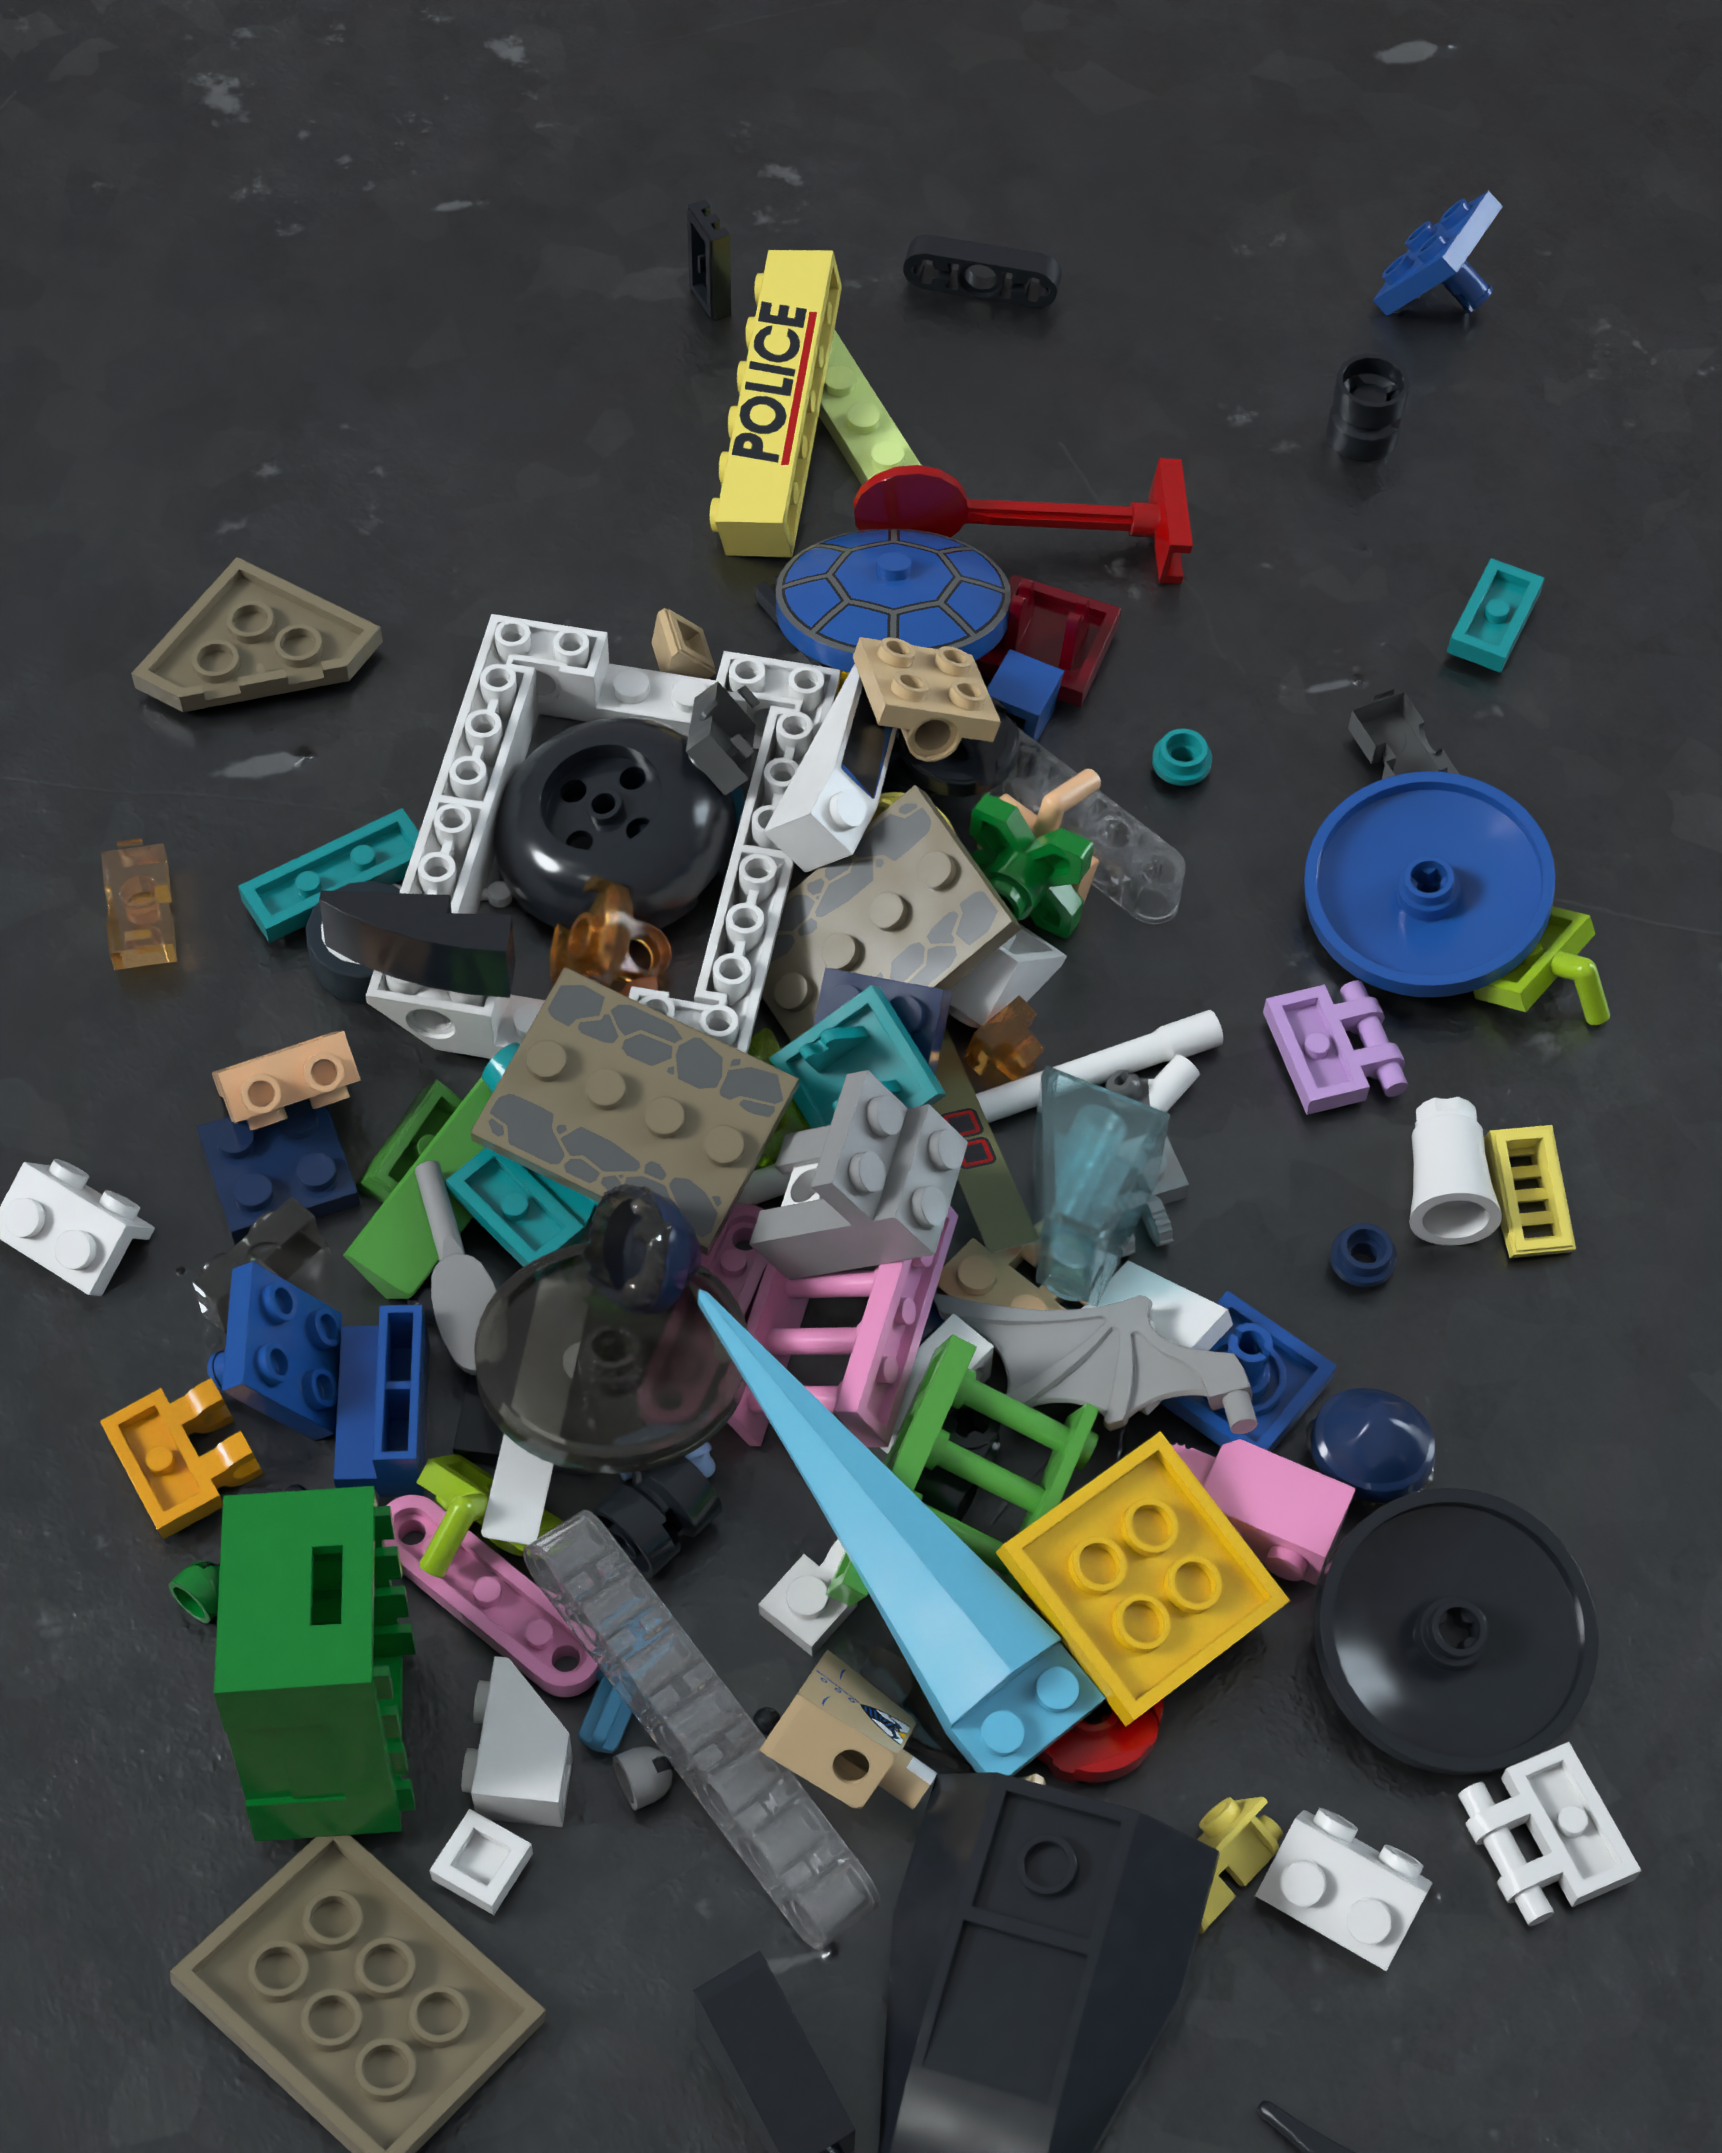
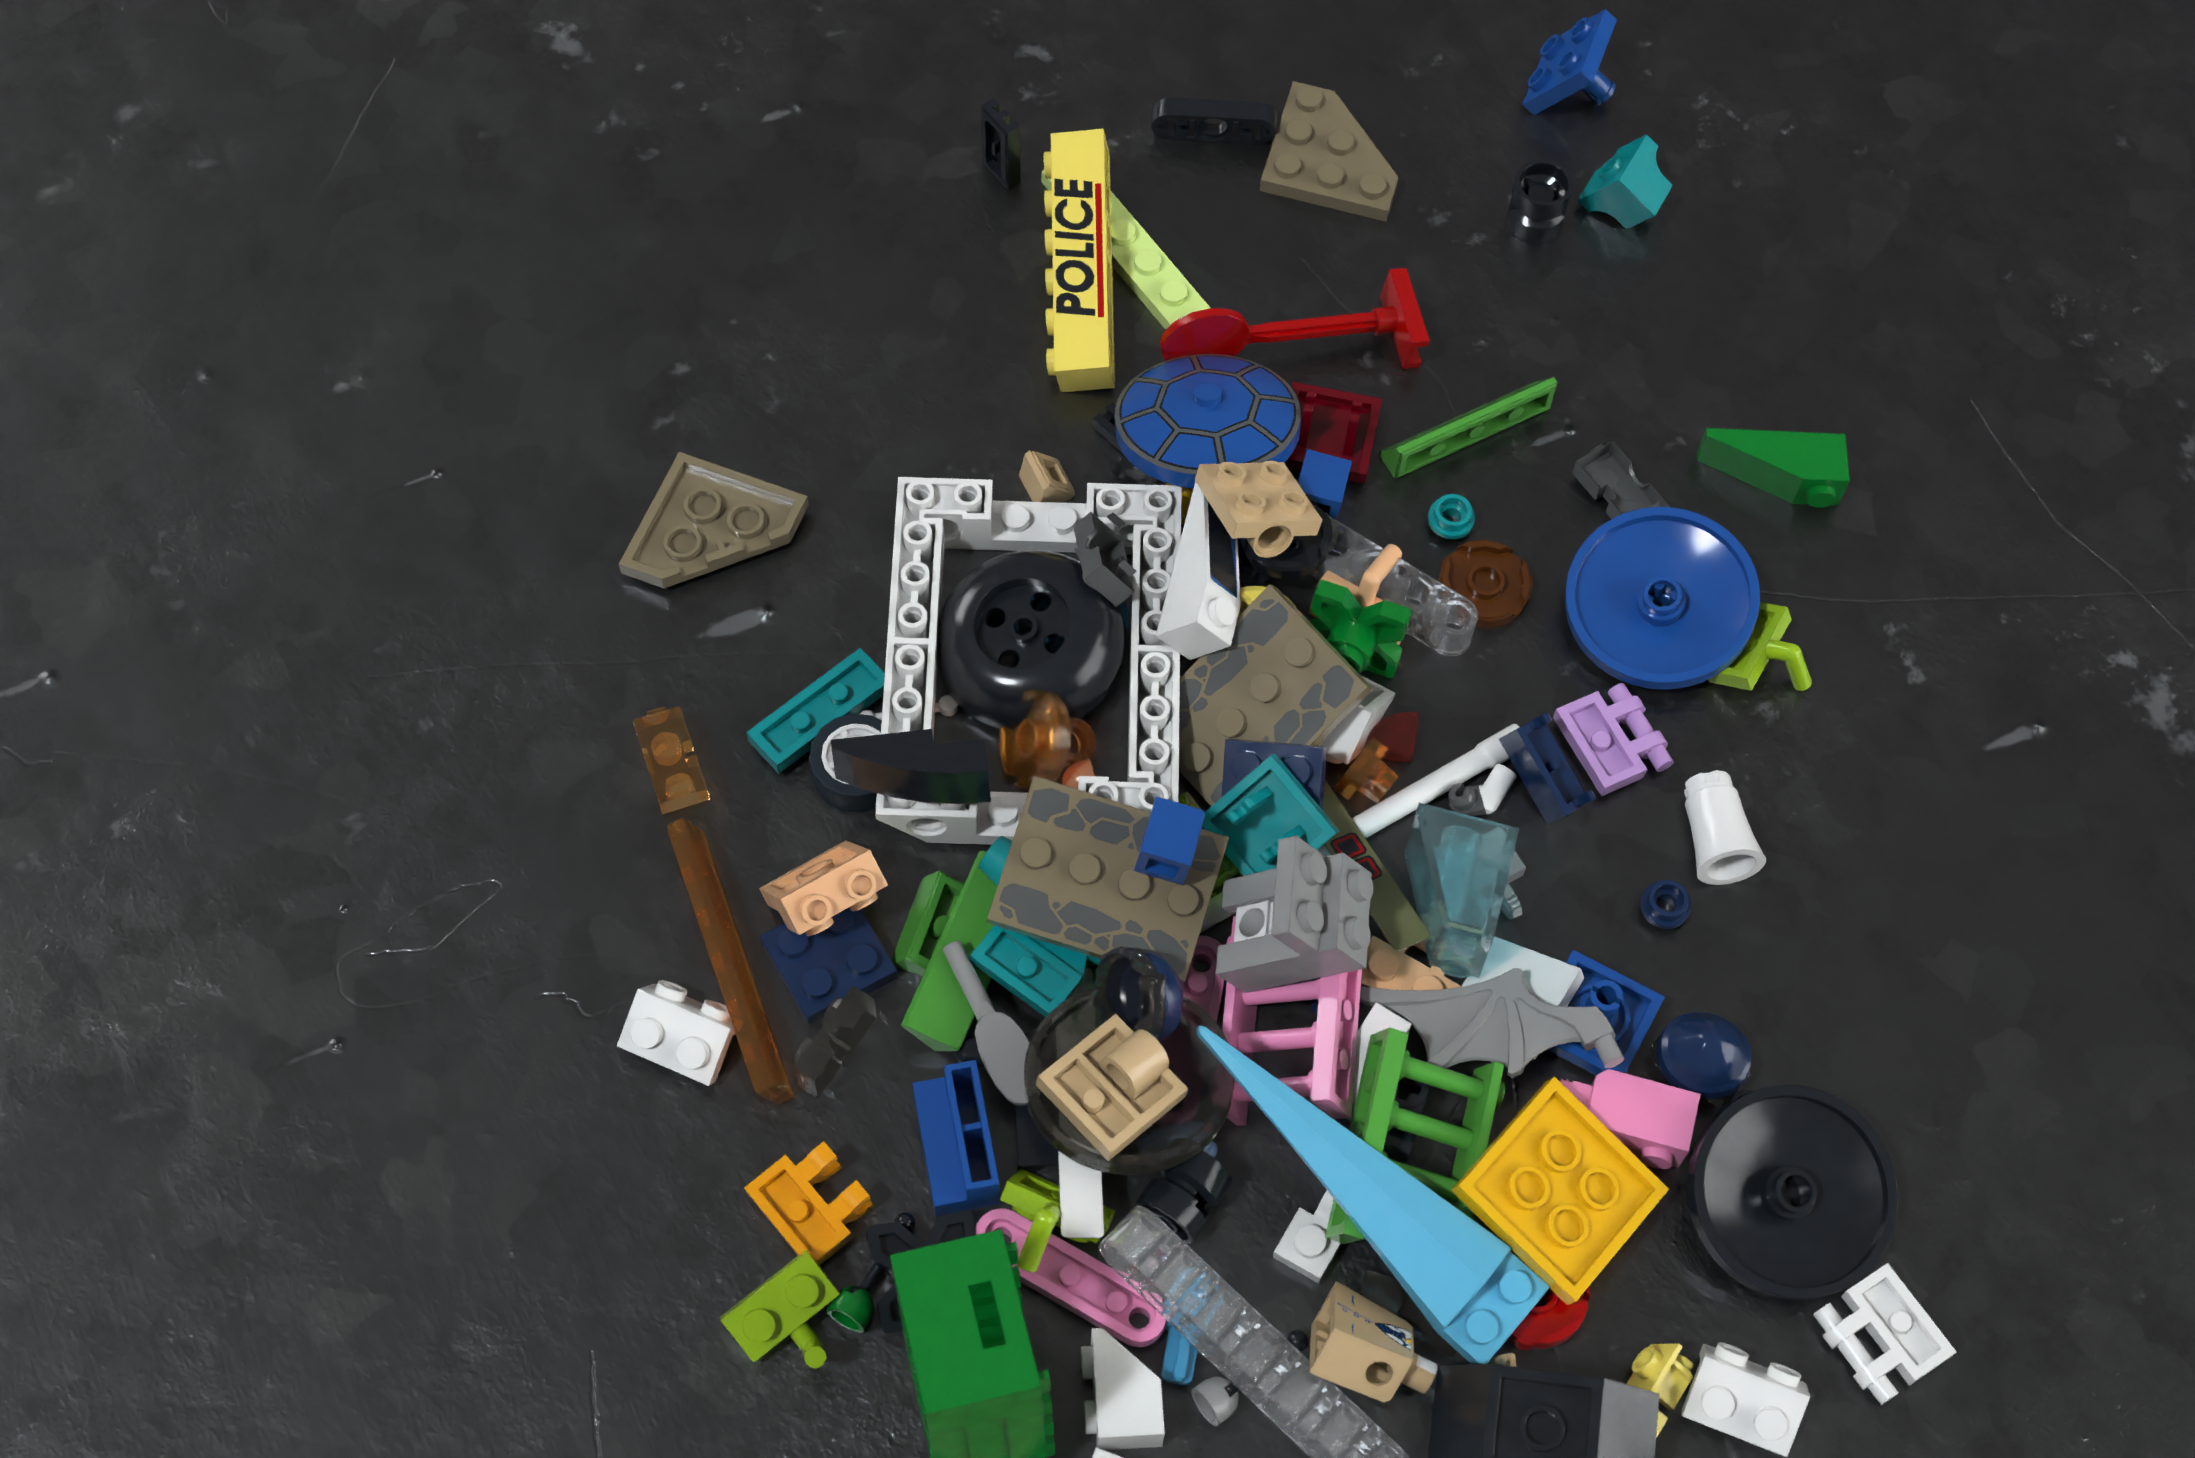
camera: 10 degrees left, 5 degrees up
(110, 1576) = (781, 1309): none -> lime plate
(151, 1153) = (730, 962): none -> clear orange tile
(280, 1352) = (872, 1113): blue plate -> none
(580, 1353) = (1113, 1085): none -> tan plate
(713, 1064) = (1169, 840): none -> blue panel
(1057, 1005) = (1397, 734): none -> clear red tile
(1115, 331) = (1327, 157): none -> dark tan plate
(1218, 840) = (1490, 579): none -> reddish brown tile
(1227, 657) = (1469, 427): none -> bright green slope
(1237, 1067) = (1545, 769): none -> dark blue hinge
(1485, 402) = (1628, 184): none -> teal brick
(1495, 615) = (1667, 363): teal plate -> none
(1541, 1146) = (1789, 815): light yellow slope -> none
(1623, 750) = (1784, 463): none -> green slope

